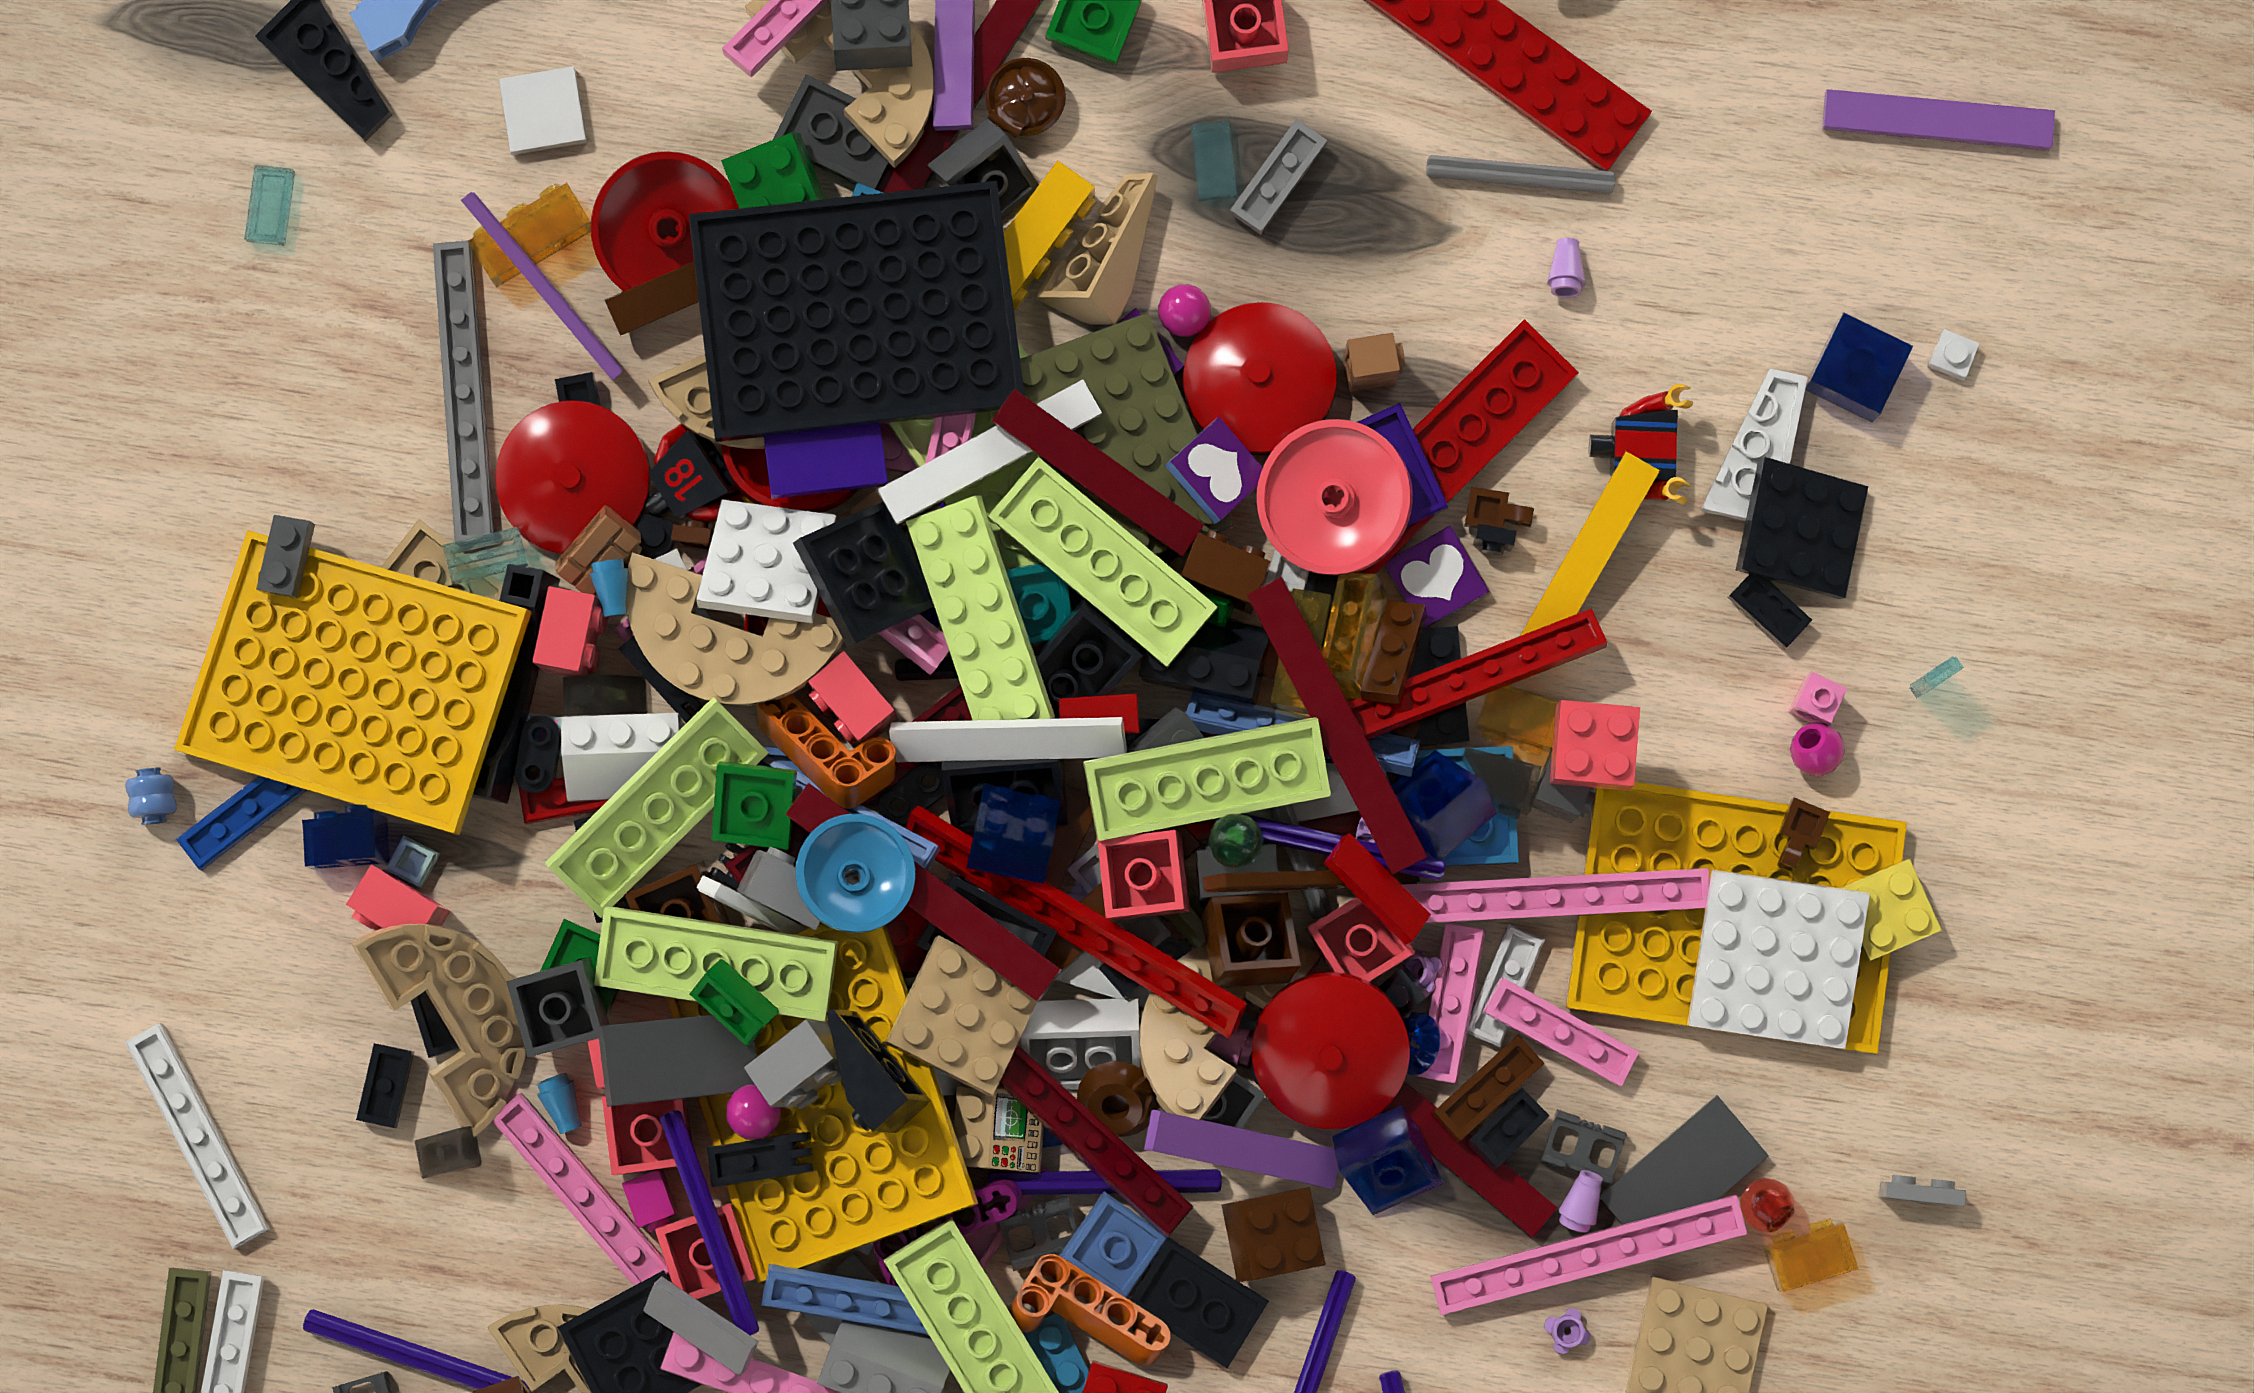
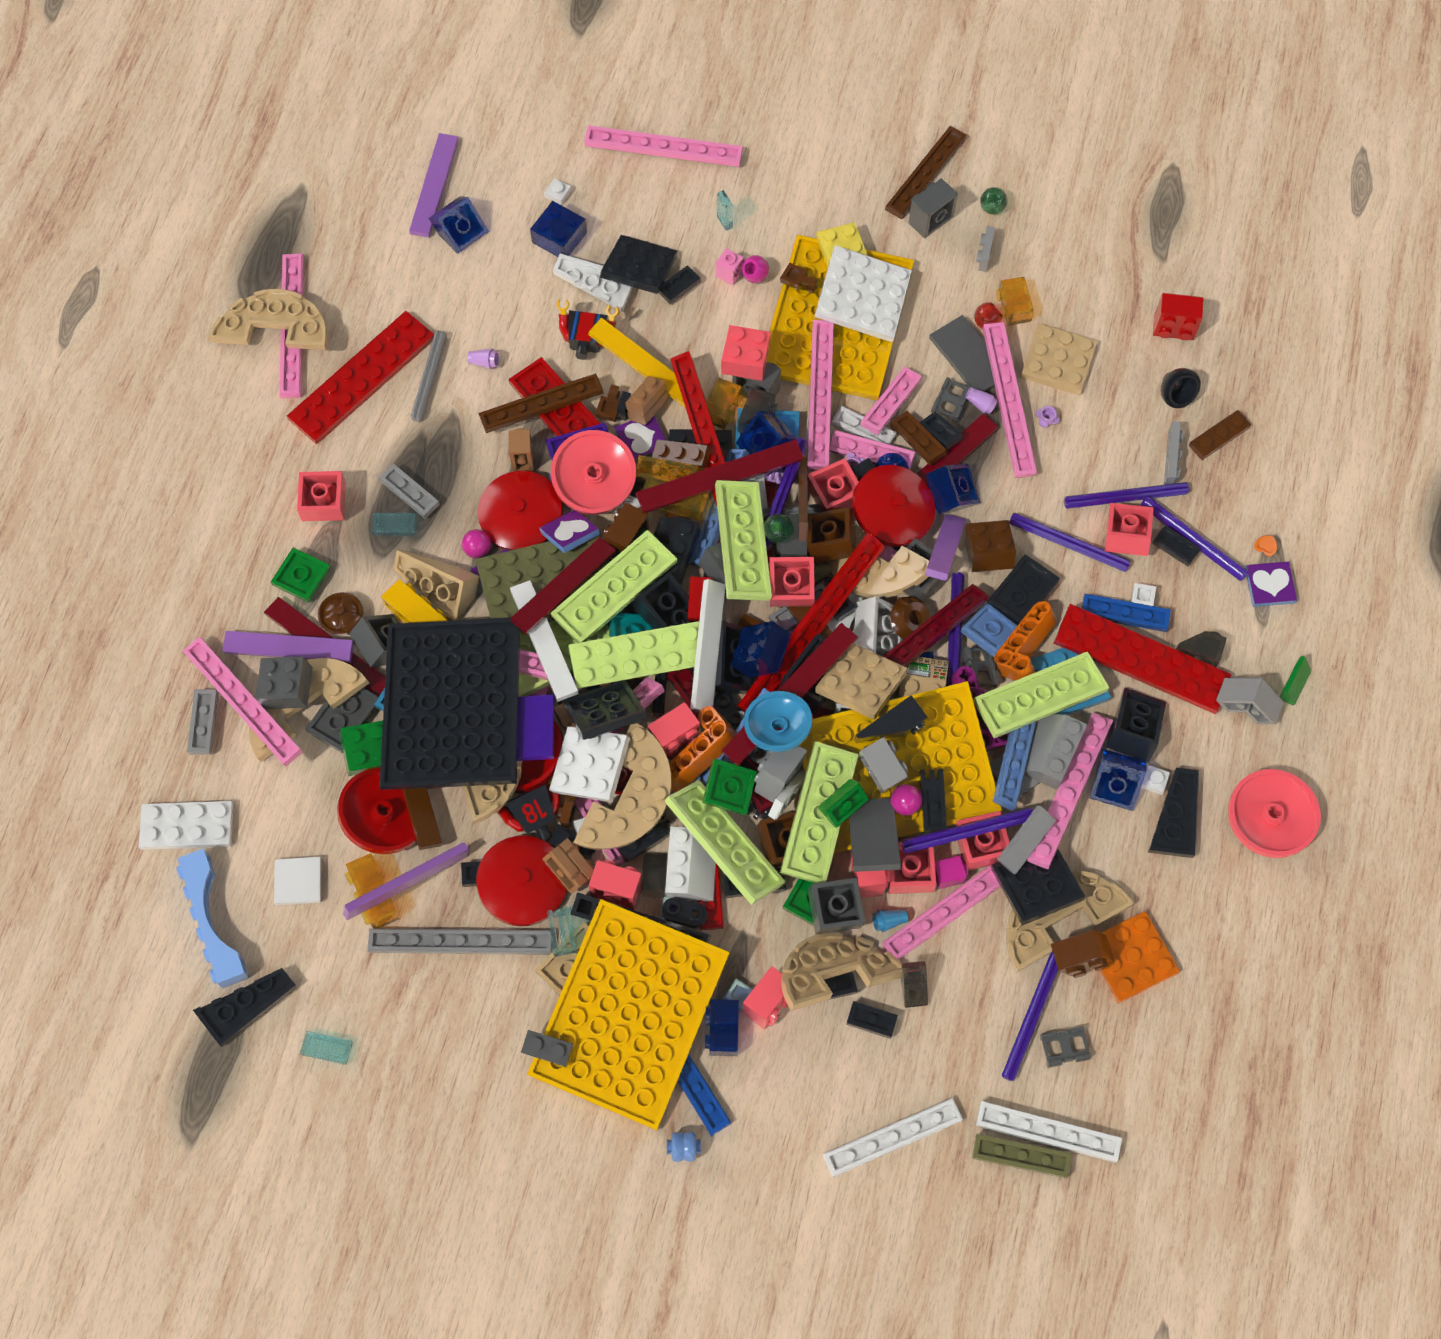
camera: 85 degrees left, 15 degrees down
(611, 586) = (591, 853): dark azure cone -> none
(1377, 888) = (810, 467): red tile -> none
(1478, 385) = (541, 403): none -> reddish brown tile
(1504, 577) = (646, 400): none -> medium nougat brick
(1850, 178) = (459, 224): none -> clear blue slope
(1994, 1079) = (932, 207): none -> dark grey brick
(2035, 1201) = (993, 200): none -> clear green piece
(2081, 544) = (663, 146): none -> bright pink plate
(2092, 1064) = (925, 171): none -> reddish brown tile

